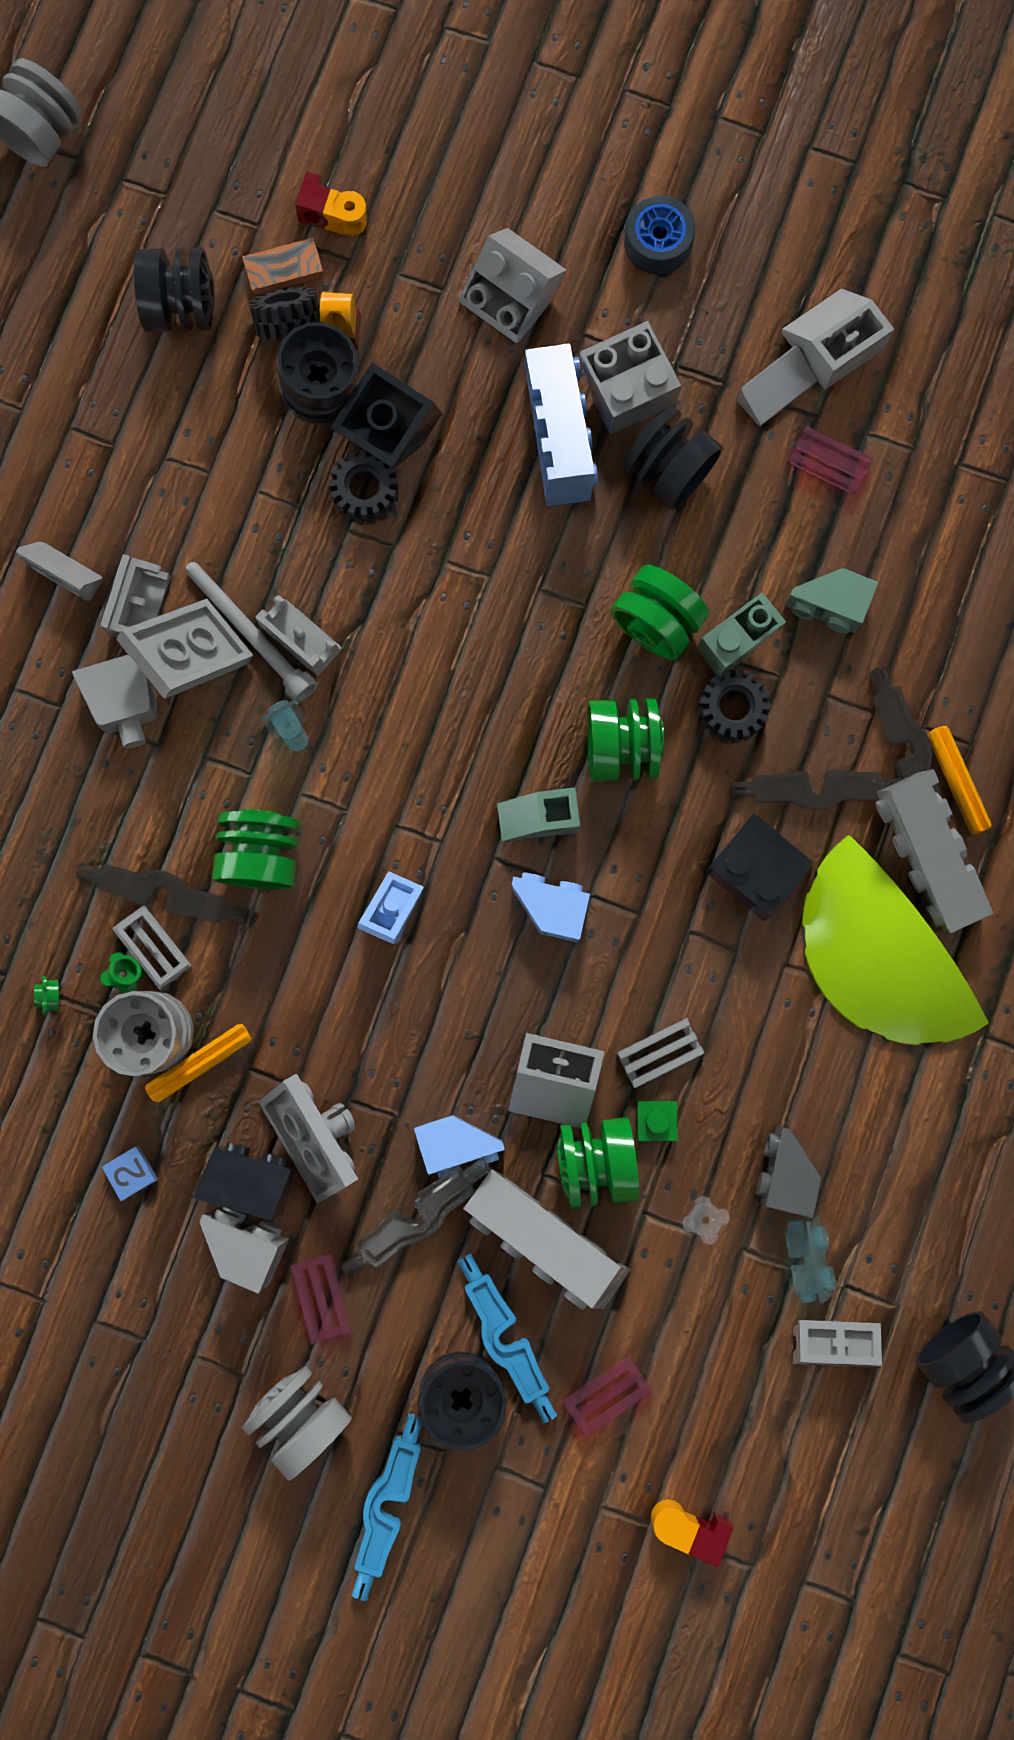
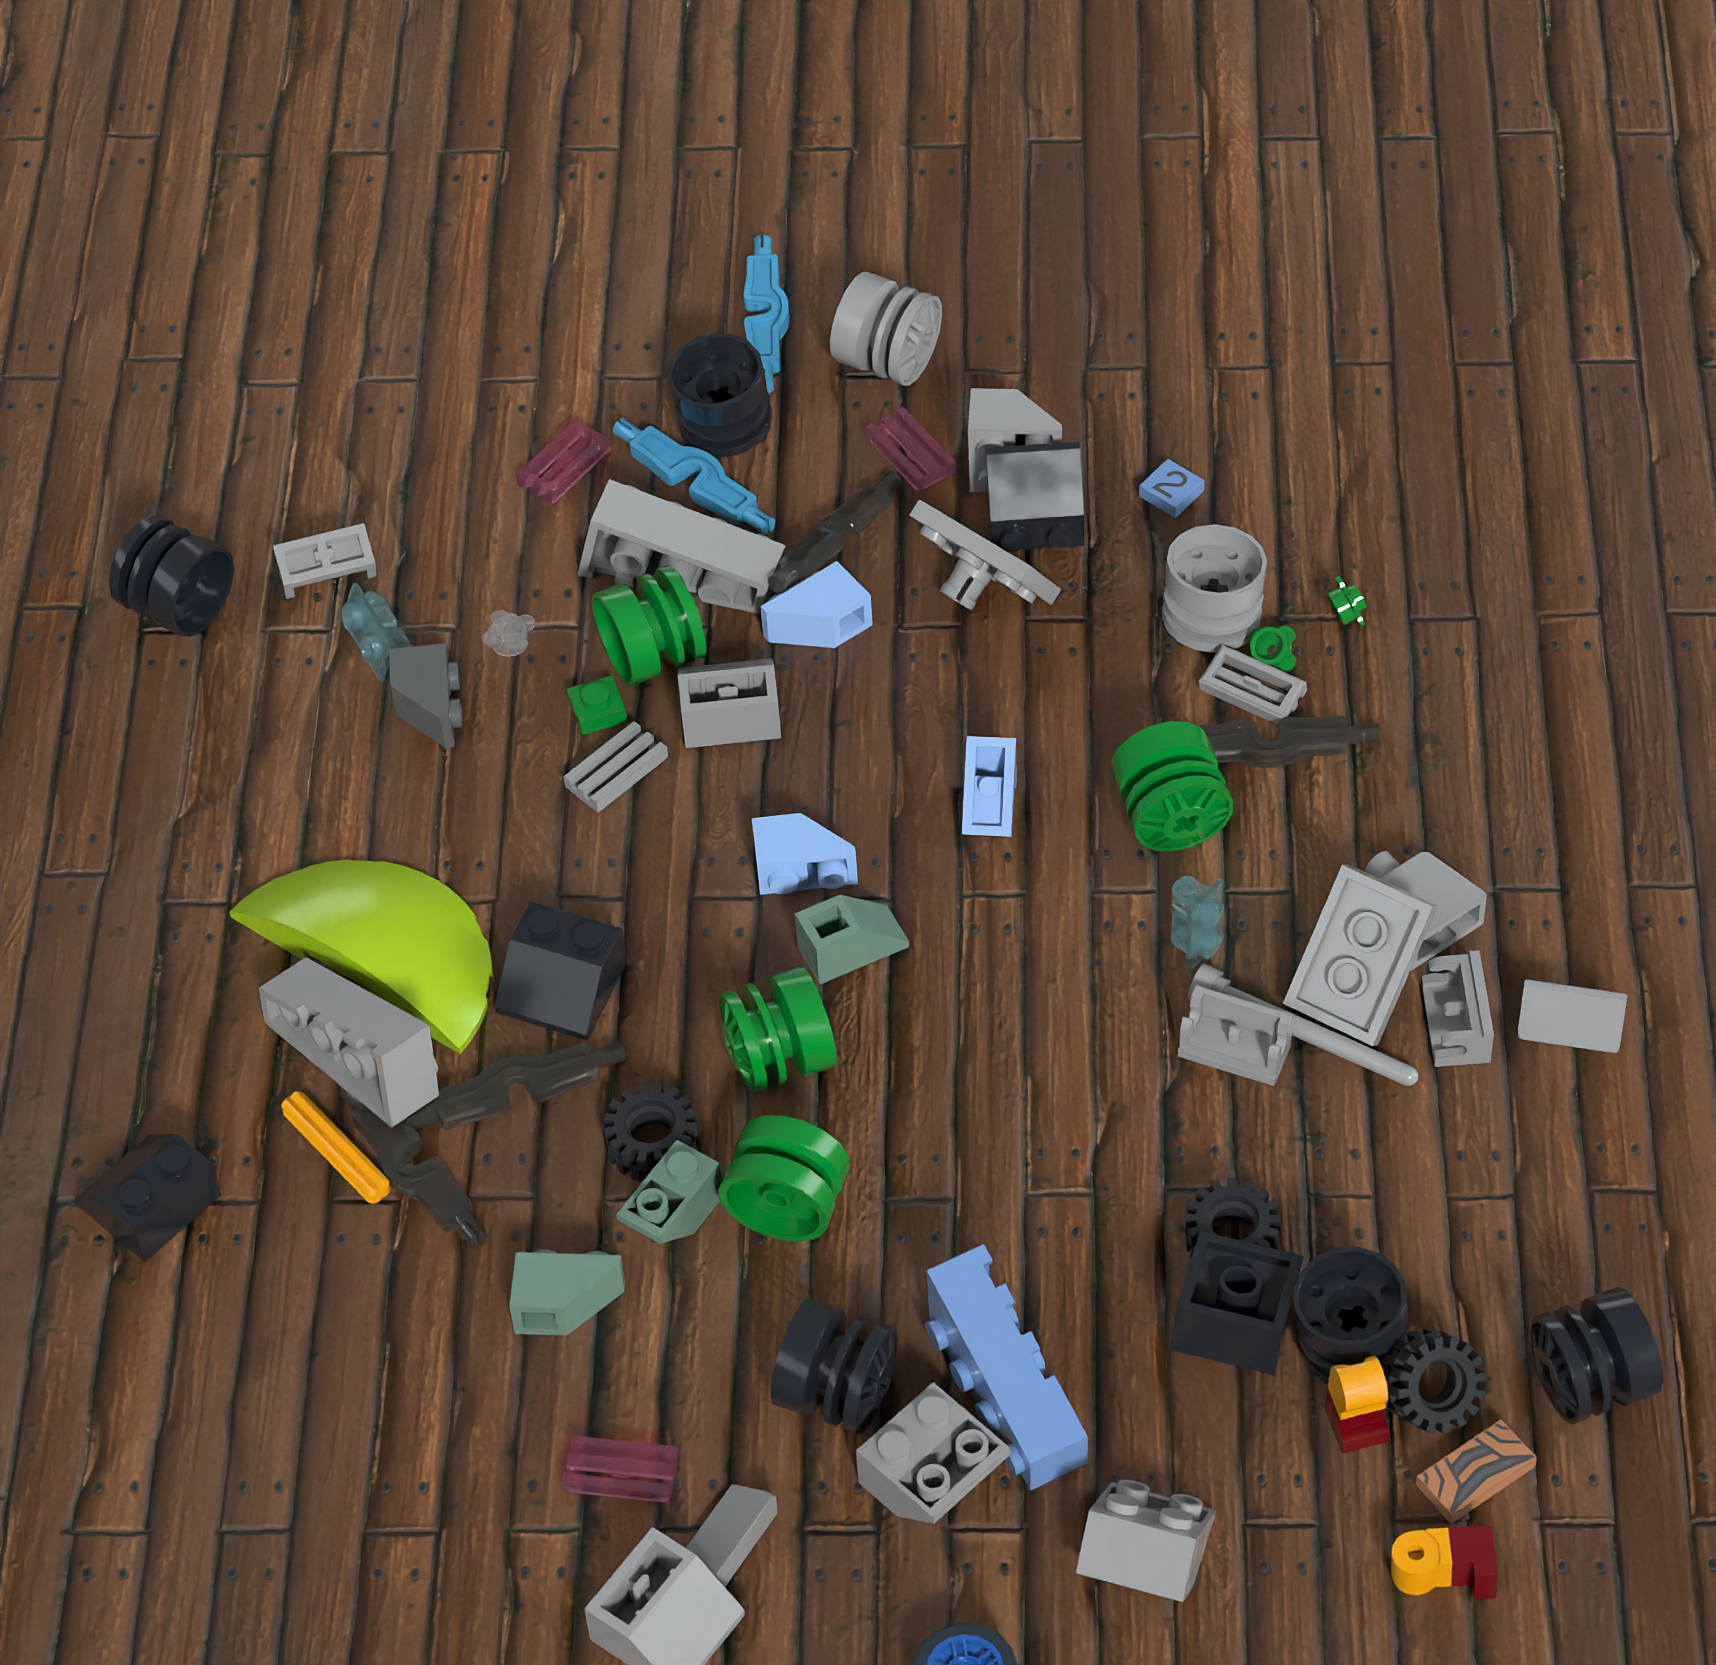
camera: 165 degrees right, 30 degrees down
(198, 1063) = (1133, 611): light orange axle -> none
(690, 1533) = (435, 377): leg -> none

